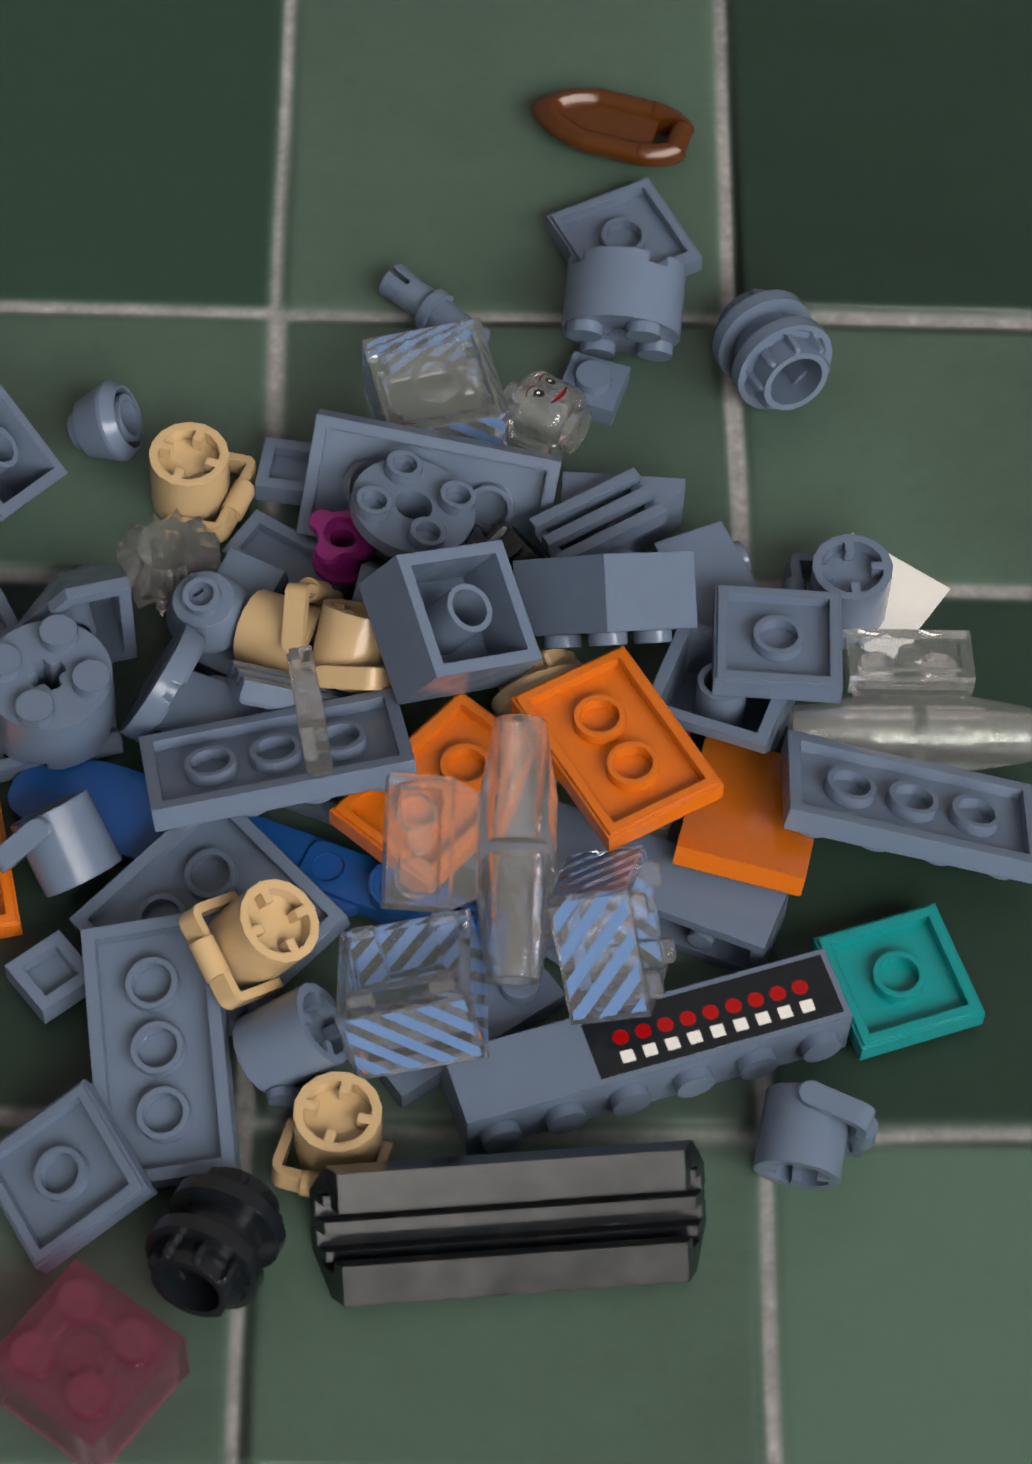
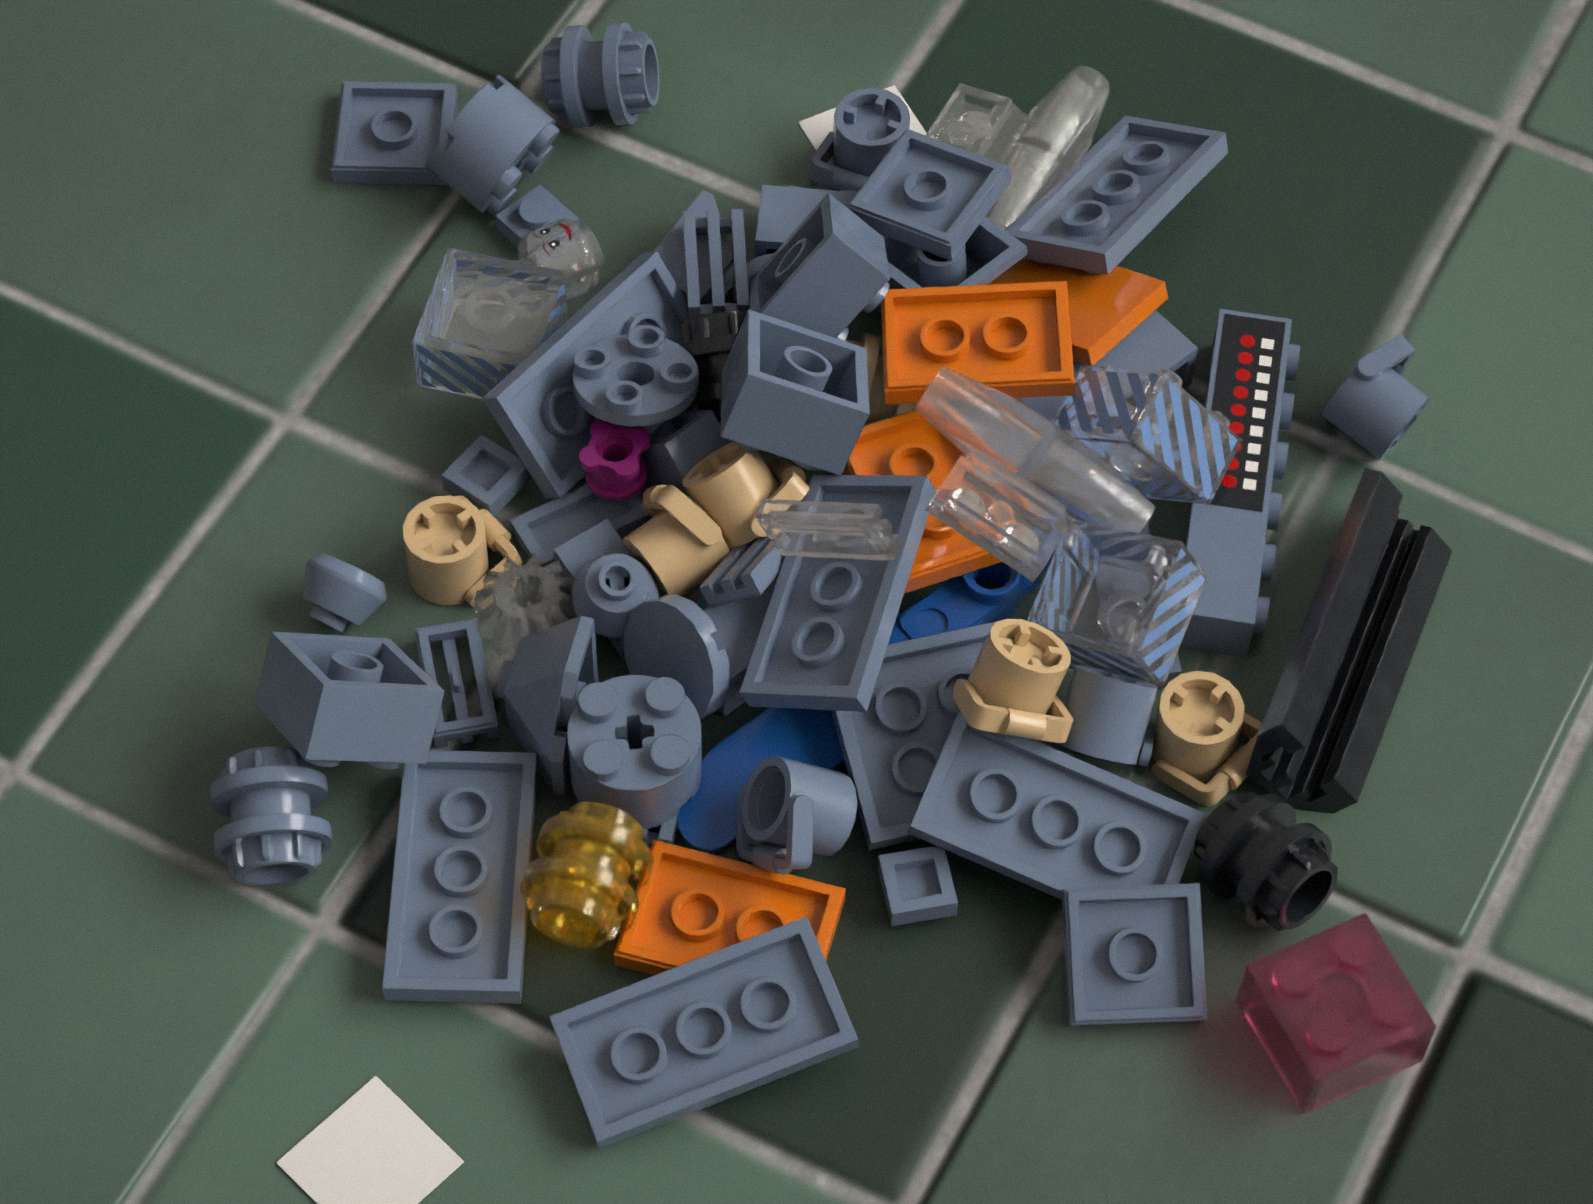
camera: 60 degrees left, 0 degrees up
(96, 549) = (464, 726): none -> sand blue tile
(420, 300) = (375, 297): sand blue pin -> none
(615, 125) = (267, 78): reddish brown piece -> none
(901, 981) = (1255, 277): teal plate -> none

